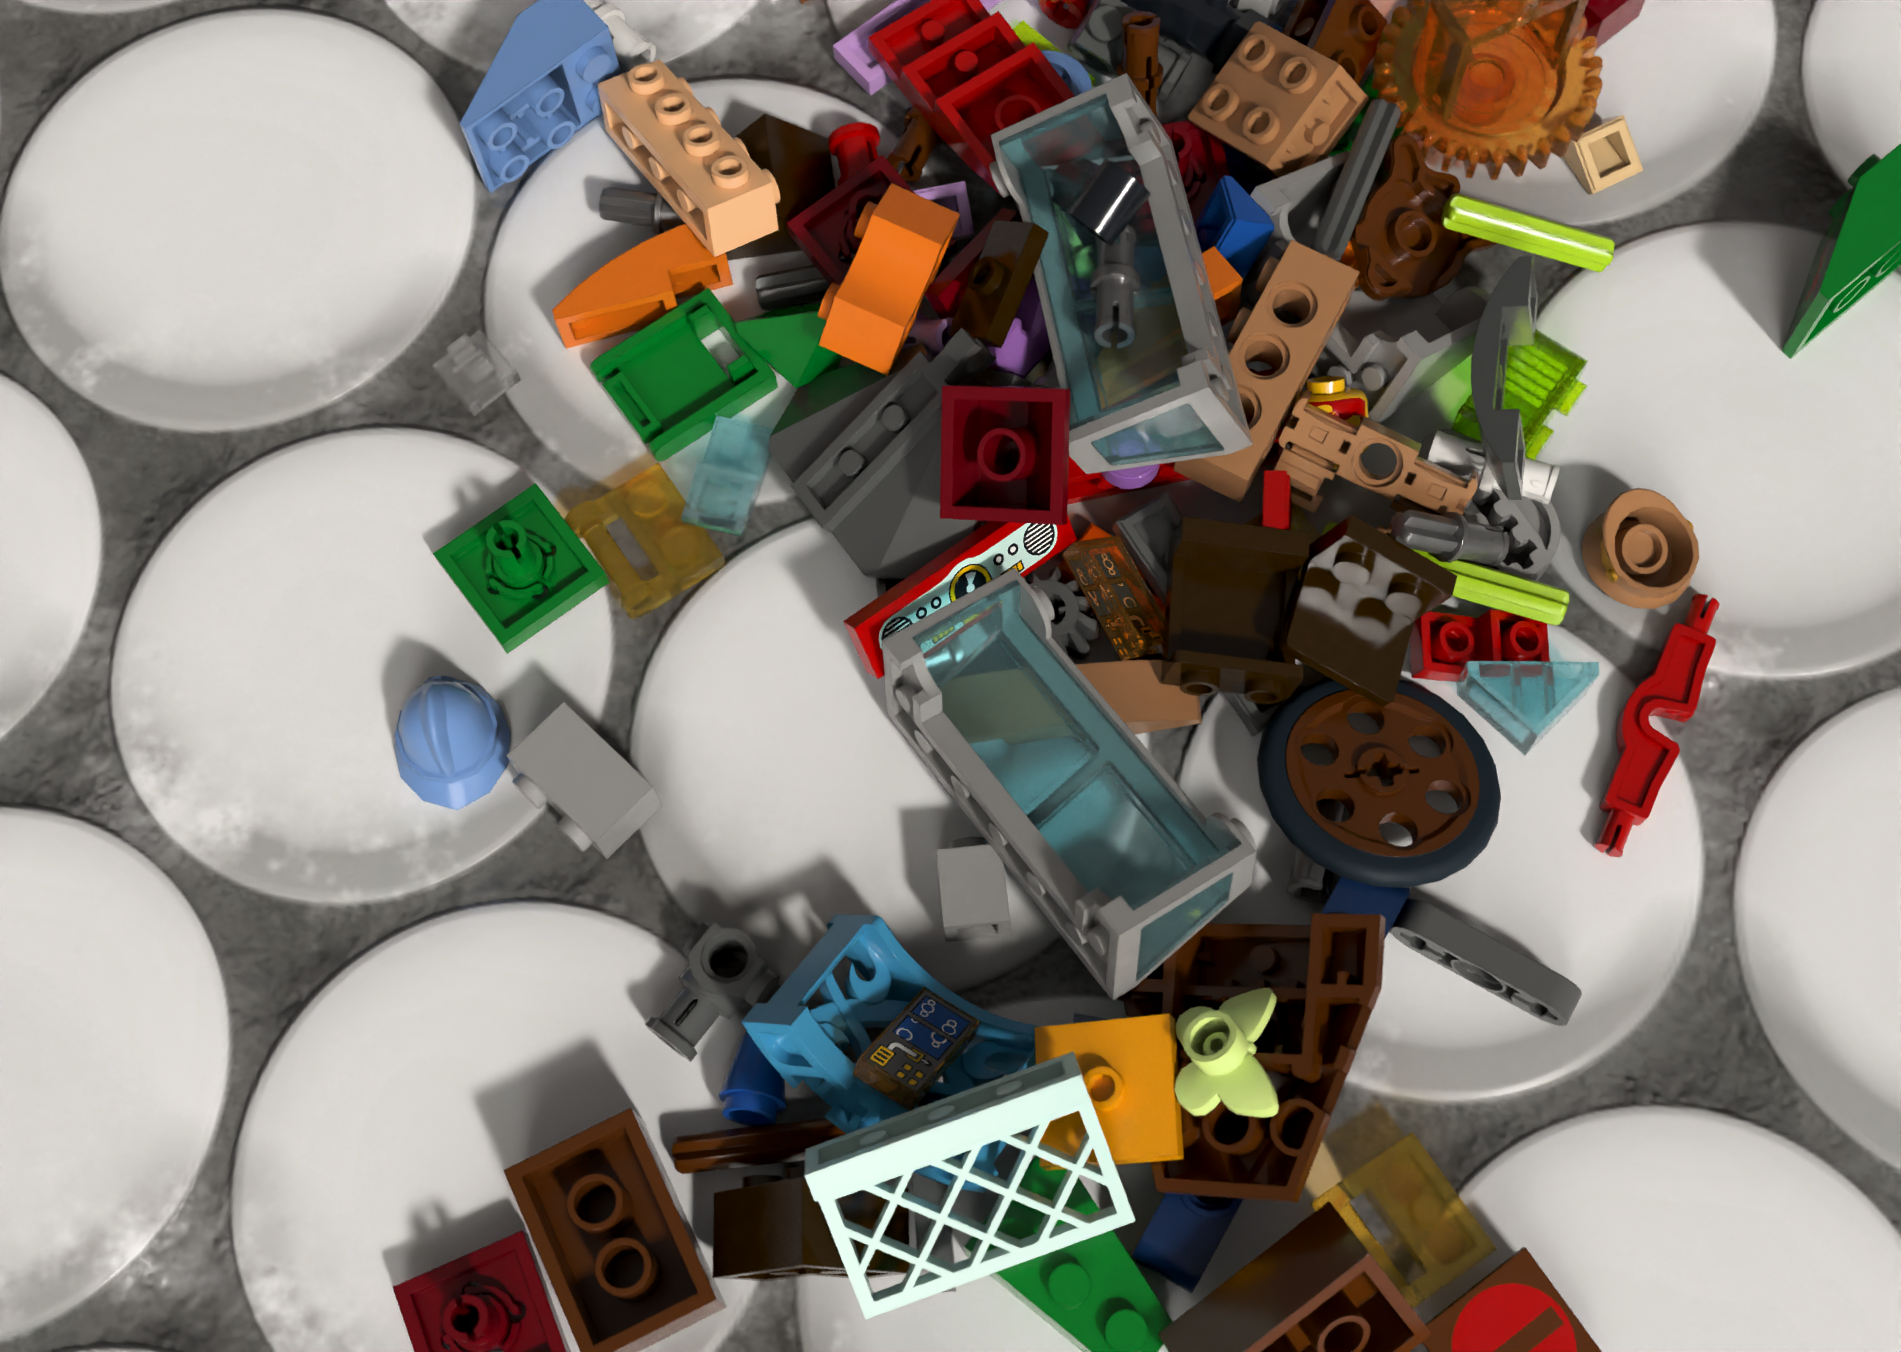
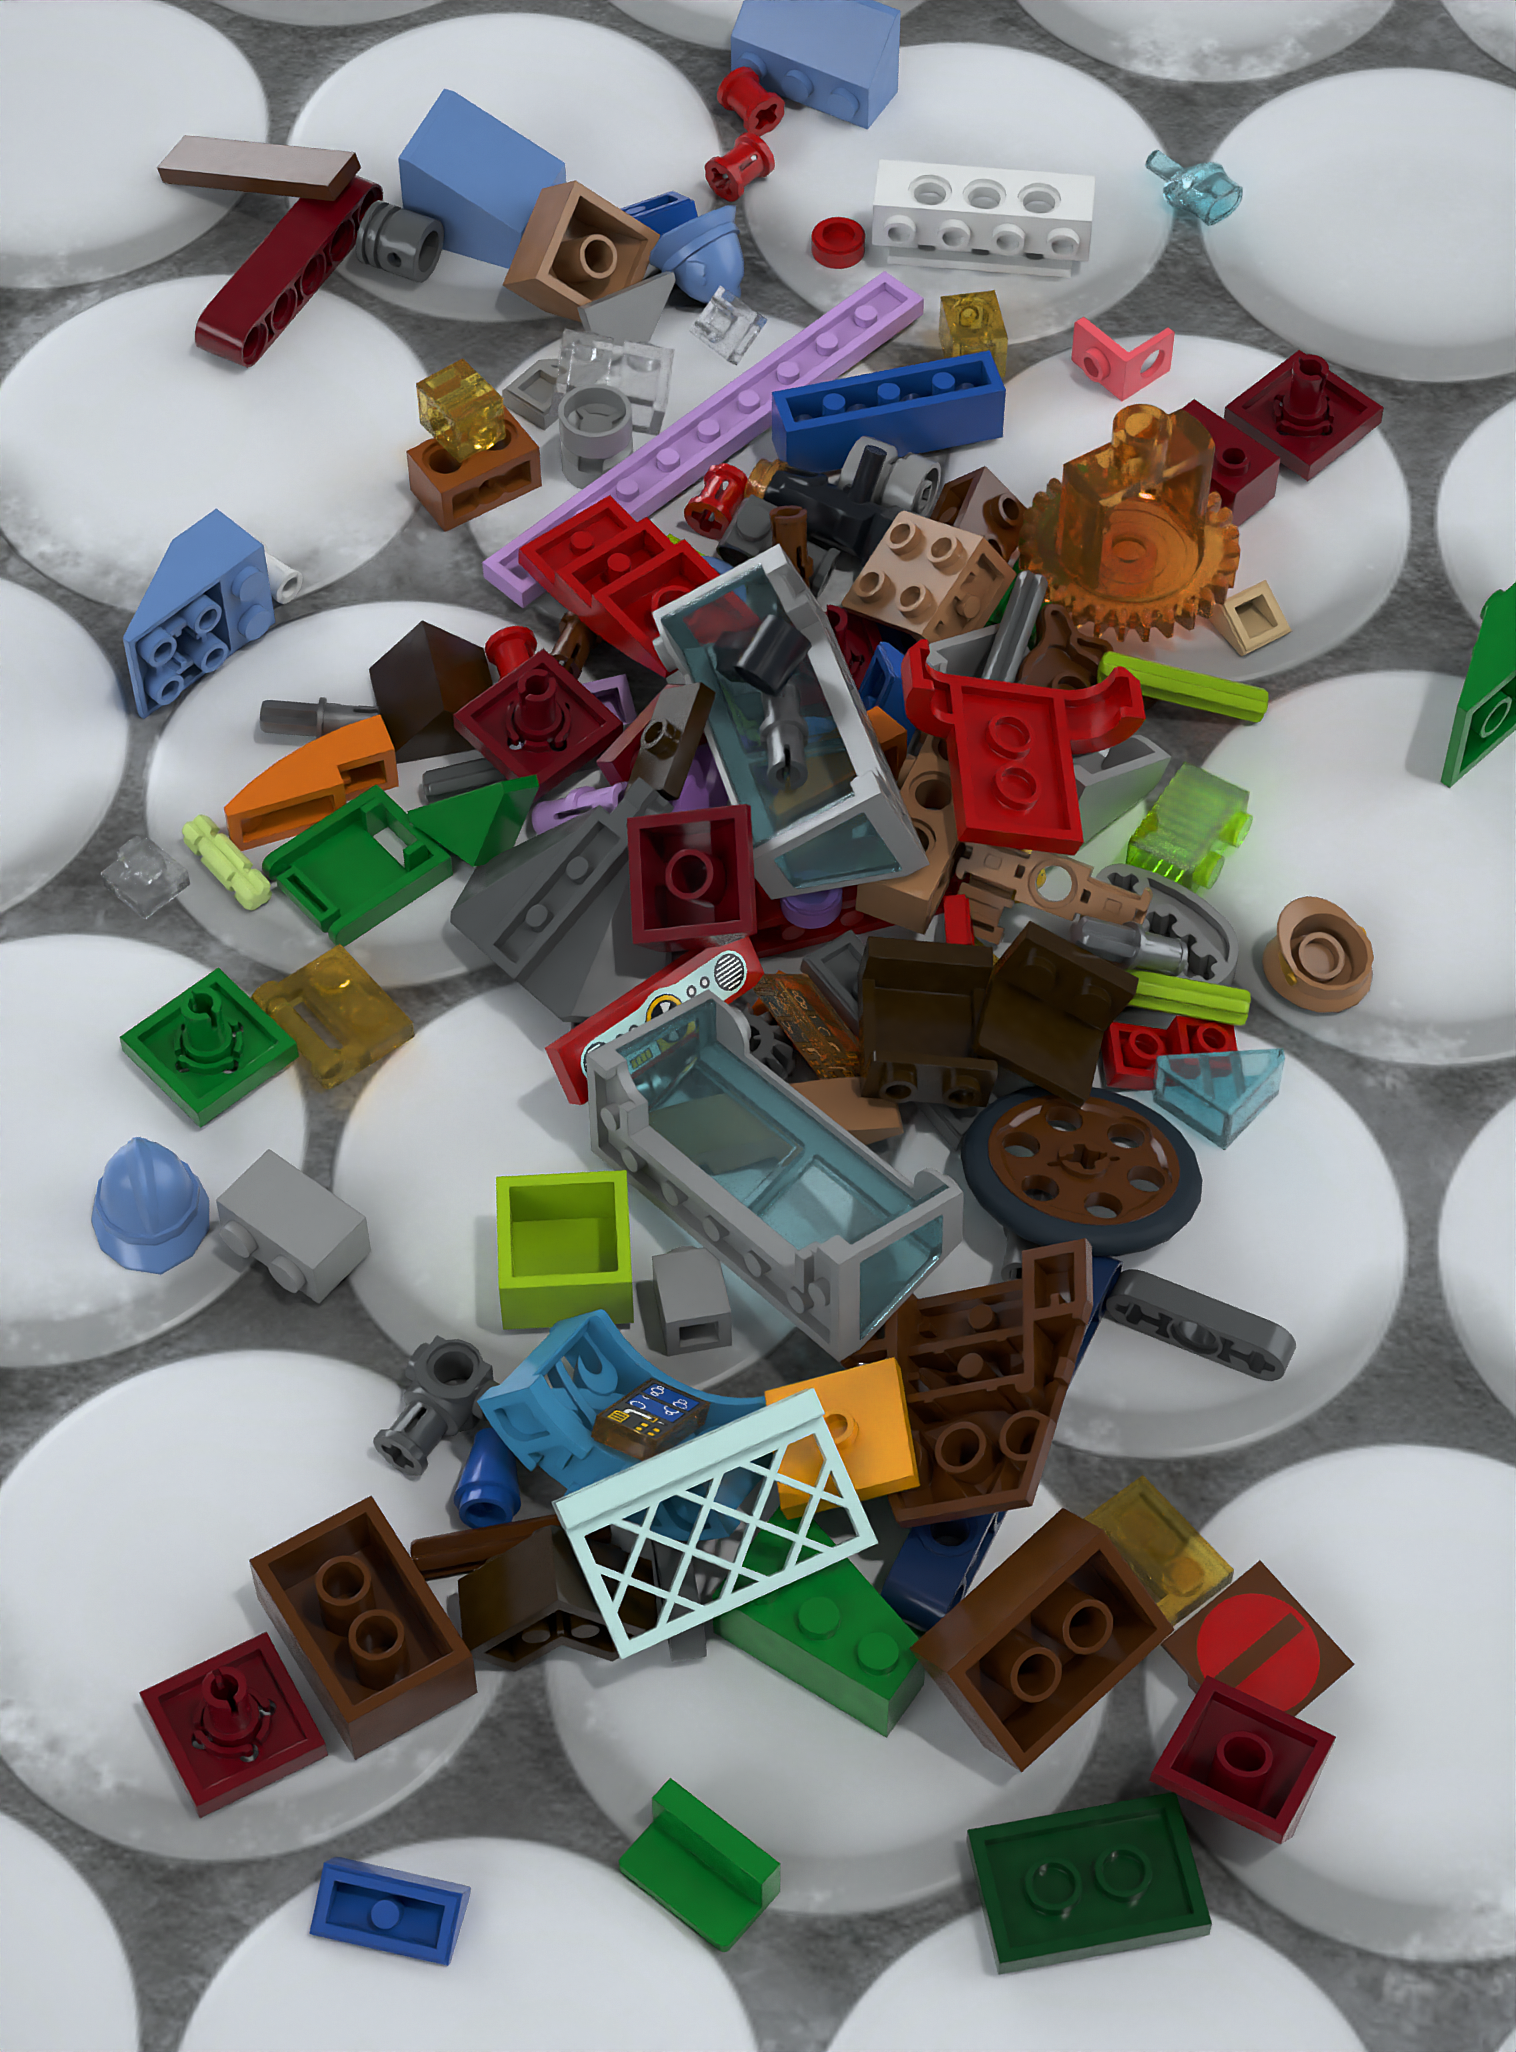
camera: 10 degrees left, 15 degrees down
(556, 361) = (226, 862): none -> yellowish green axle
(689, 157) = (349, 663): light nougat brick -> none
(729, 477) = (413, 951): clear light blue slope -> none
(849, 831) = (563, 1247): none -> lime piece
(886, 282) = (561, 746): orange brick -> none
(1223, 1057) = (951, 1388): yellowish green animal -> none
(1352, 317) = (1016, 747): none -> red piece
(1465, 456) = (1172, 888): white pin -> none
(1505, 322) = (1165, 757): dark grey slope -> none
(1643, 751) = (1337, 1134): red piece -> none

